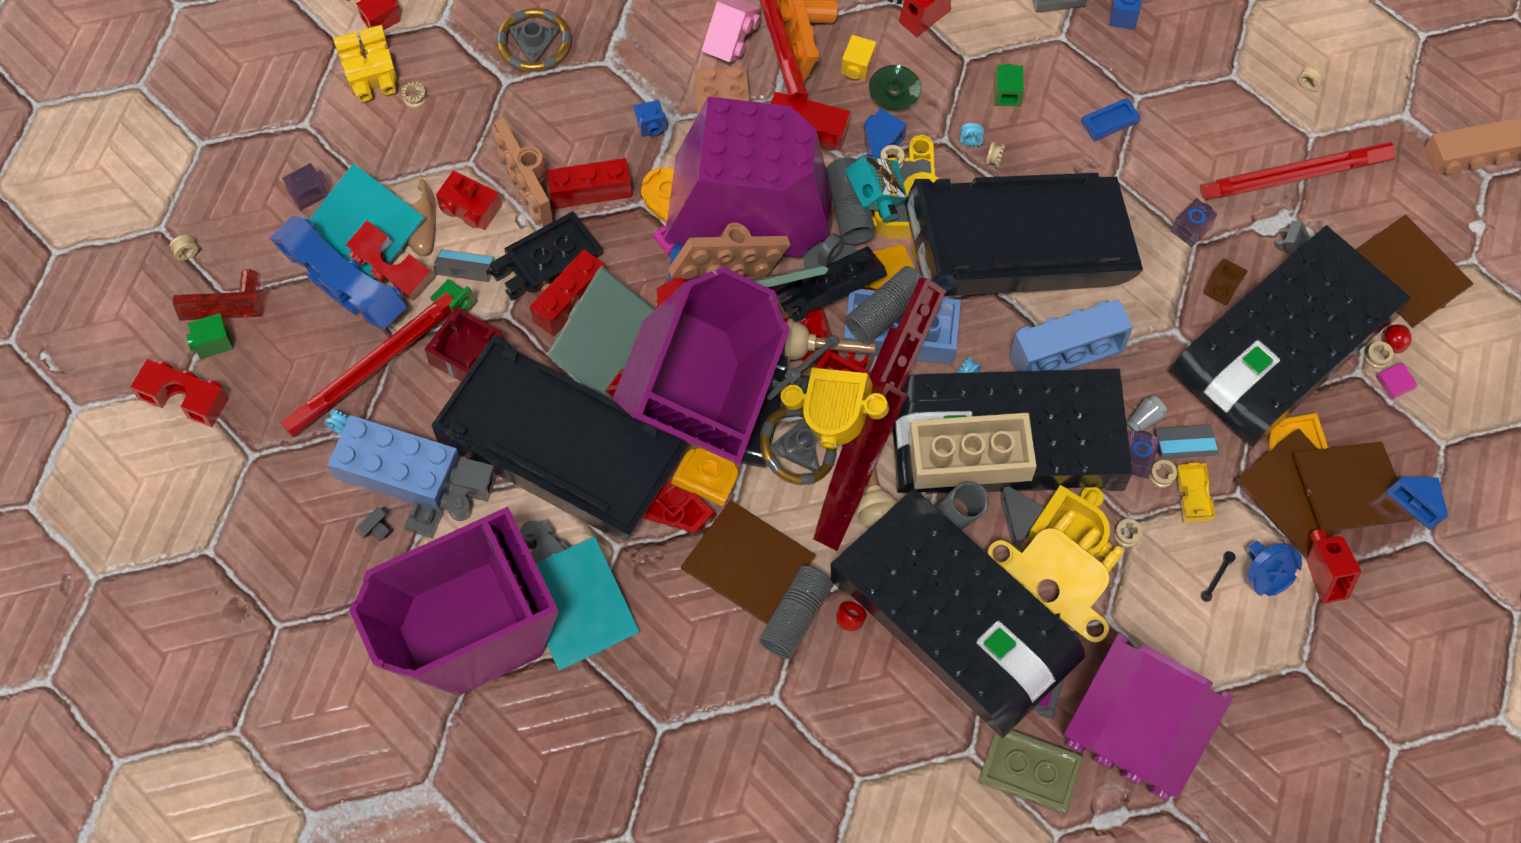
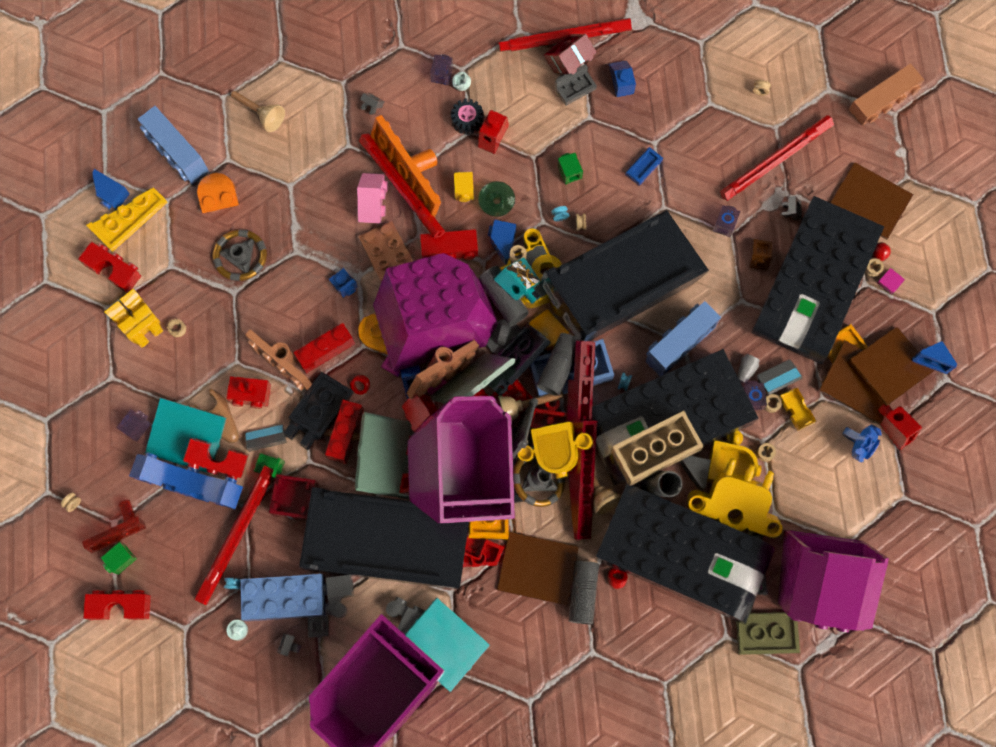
camera: 20 degrees left, 10 degrees up
(317, 482) = (237, 630): none -> light aqua tile
(624, 246) = (362, 378): none -> red piece
(1228, 558) = (833, 442): black hinge -> none

